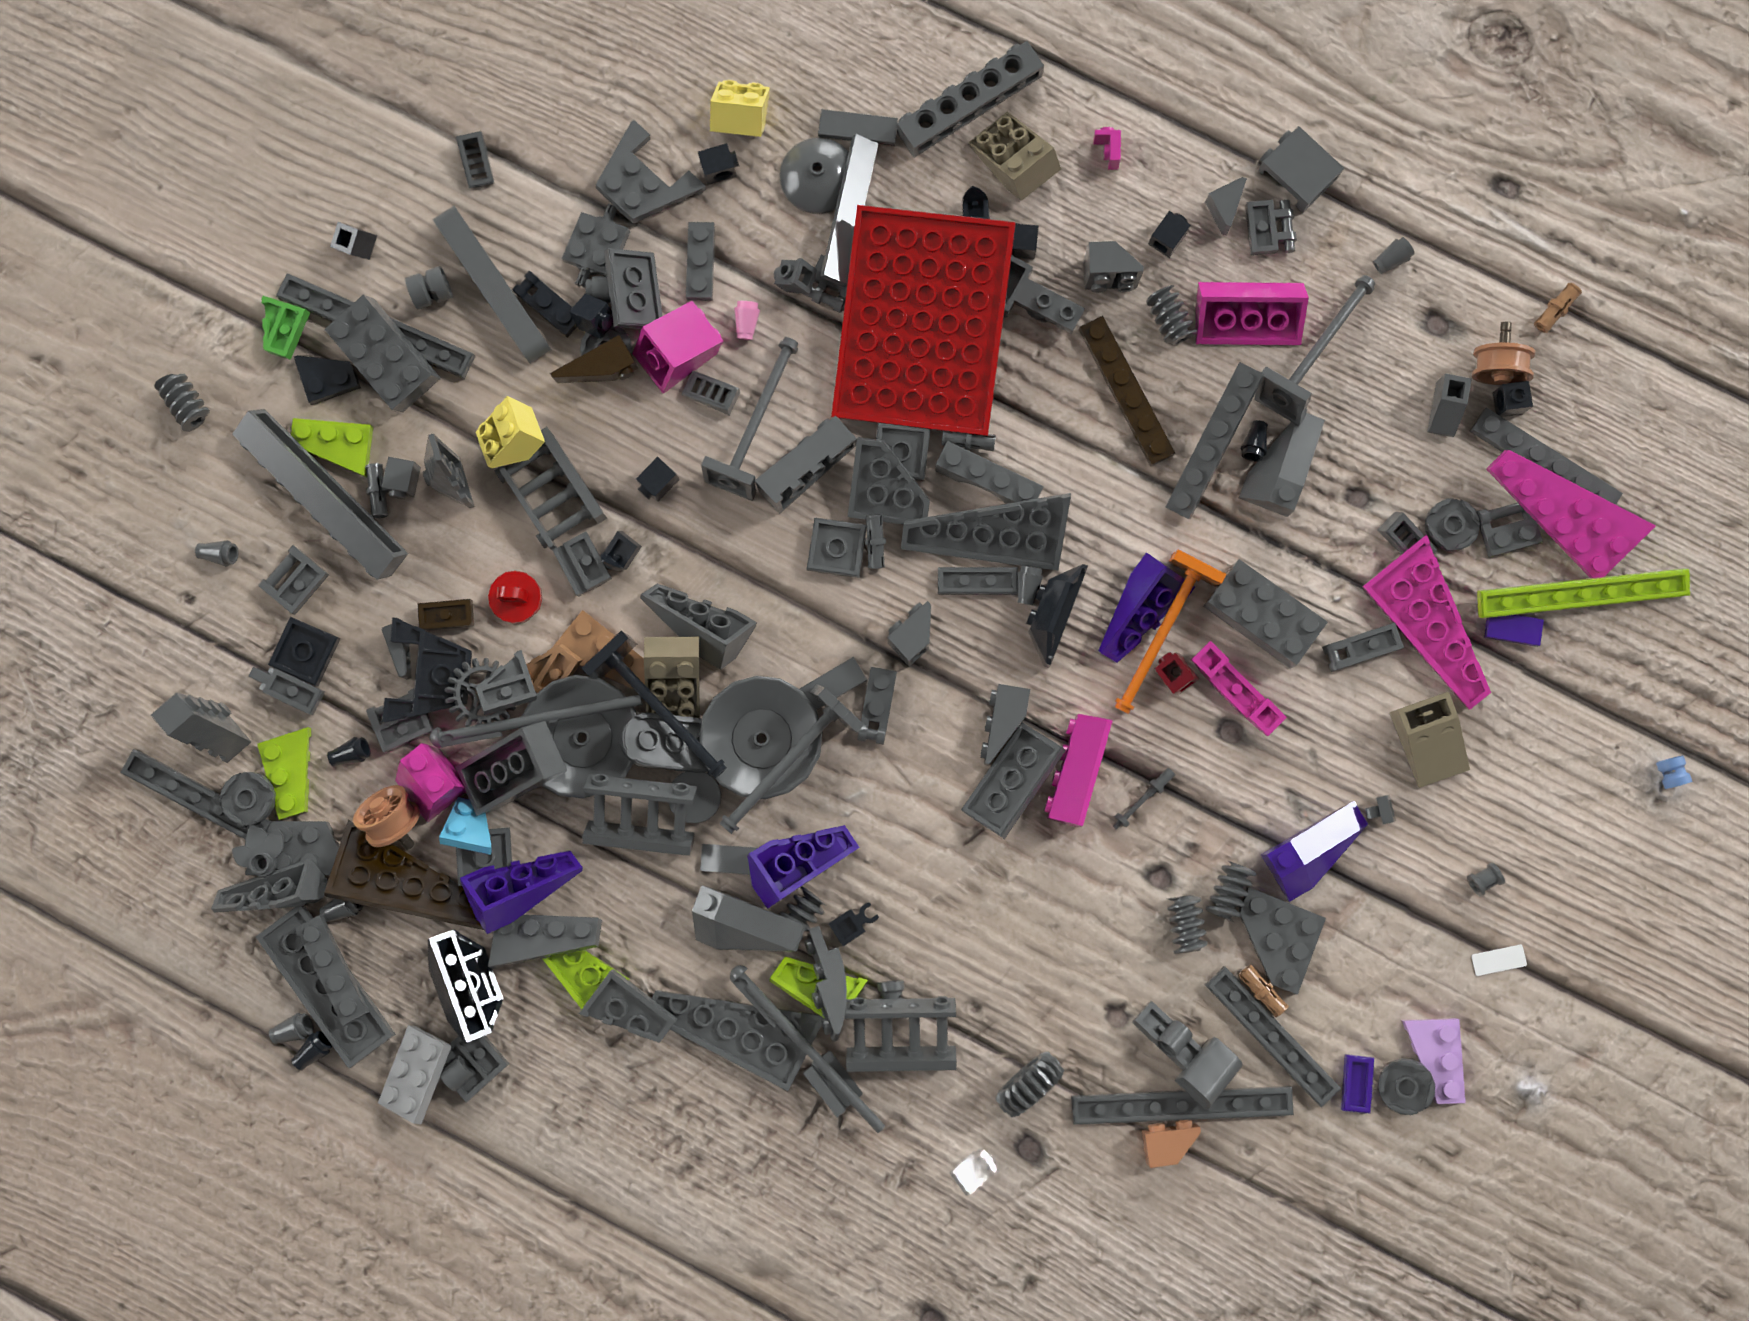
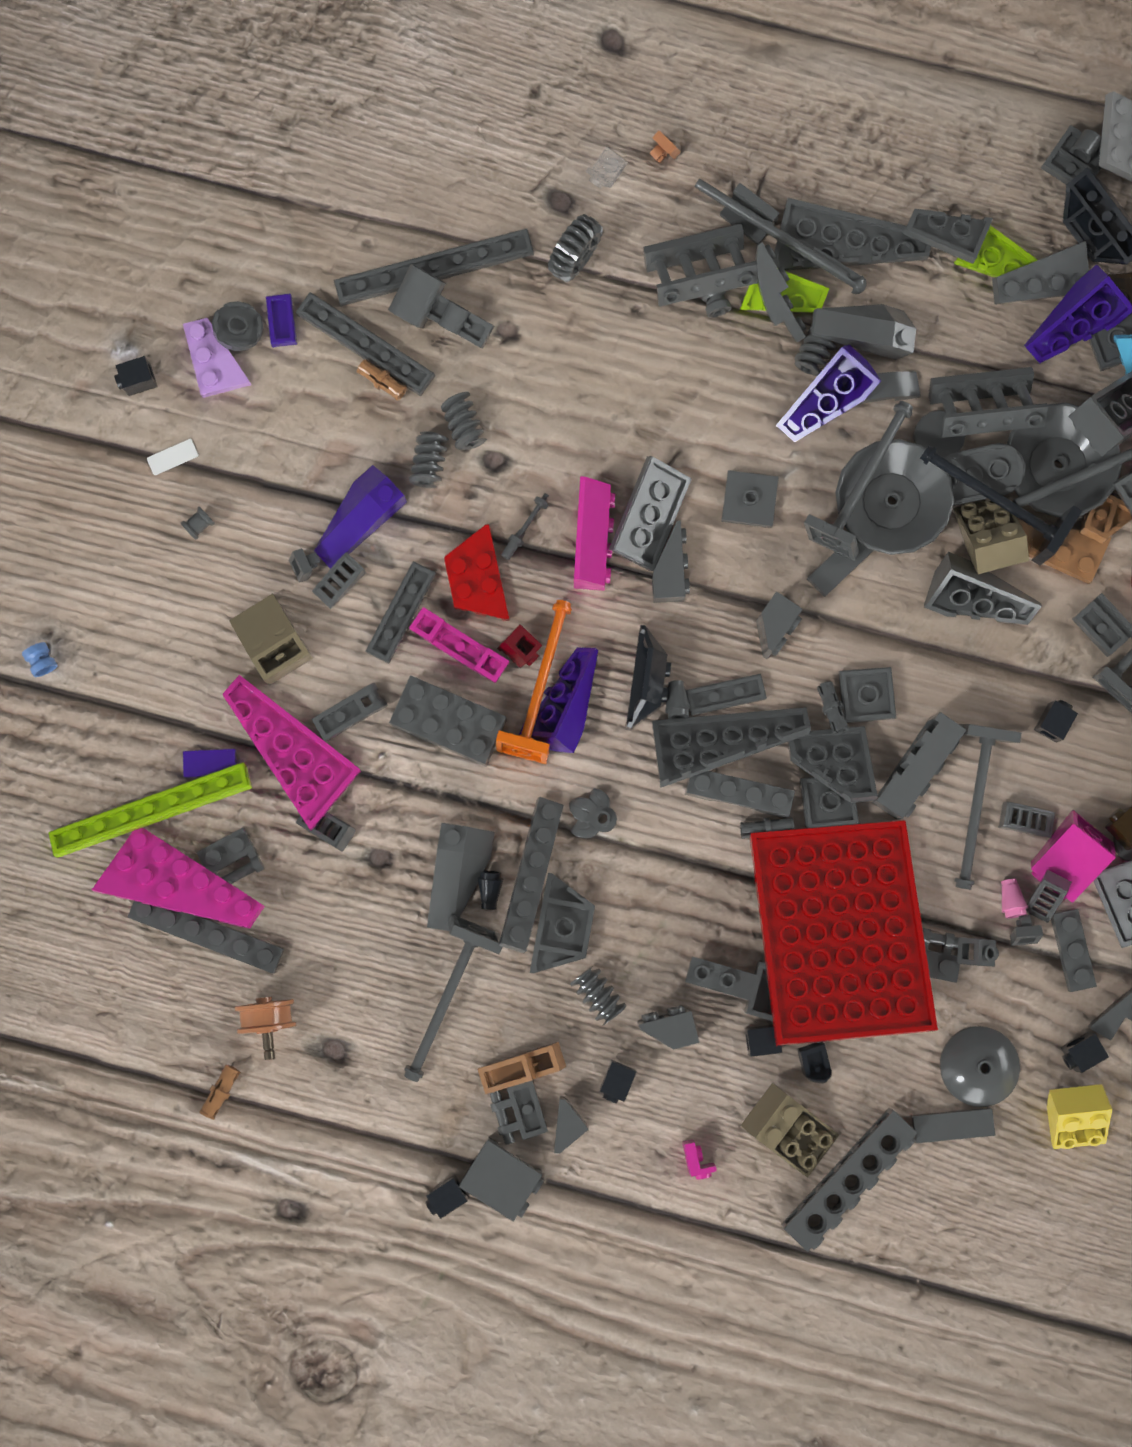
camera: 160 degrees right, 0 degrees up
(620, 552) = (1072, 643): black plate -> none
(712, 312) = (1054, 882): none -> dark grey slope
(742, 285) = (1025, 932): none -> dark grey tile
(849, 926) = (767, 353): black plate -> none
(852, 193) = (942, 1043): tile -> none
(877, 704) = (791, 557): dark grey plate -> none
(905, 775) = (750, 499): none -> dark grey plate
(905, 1181) = (664, 147): none -> nougat tile
(1126, 391) = (625, 913): dark brown plate -> none
(1141, 493) = (589, 813): none -> dark grey plate
(1168, 1144) = (440, 230): nougat slope -> none
(1191, 390) = (562, 926): none -> dark grey wing
(1205, 757) = (476, 576): none -> red wing
(1250, 313) = (521, 1017): dark pink slope -> none
(1259, 265) = (522, 1068): none -> medium nougat slope
(1281, 937) = (373, 431): dark grey plate -> none
(1289, 739) = (401, 612): none -> dark grey tile
(1331, 798) = (338, 567): none -> dark grey slope
(1357, 164) = (446, 1197): none -> black brick
(1394, 255) = (390, 1109): dark grey cone -> none
(1448, 404) = (310, 965): dark grey slope -> none
(1452, 524) = (285, 851): dark grey tile -> none
(1512, 399) = (249, 986): black brick -> none
(1526, 1055) = (135, 376): none -> black brick

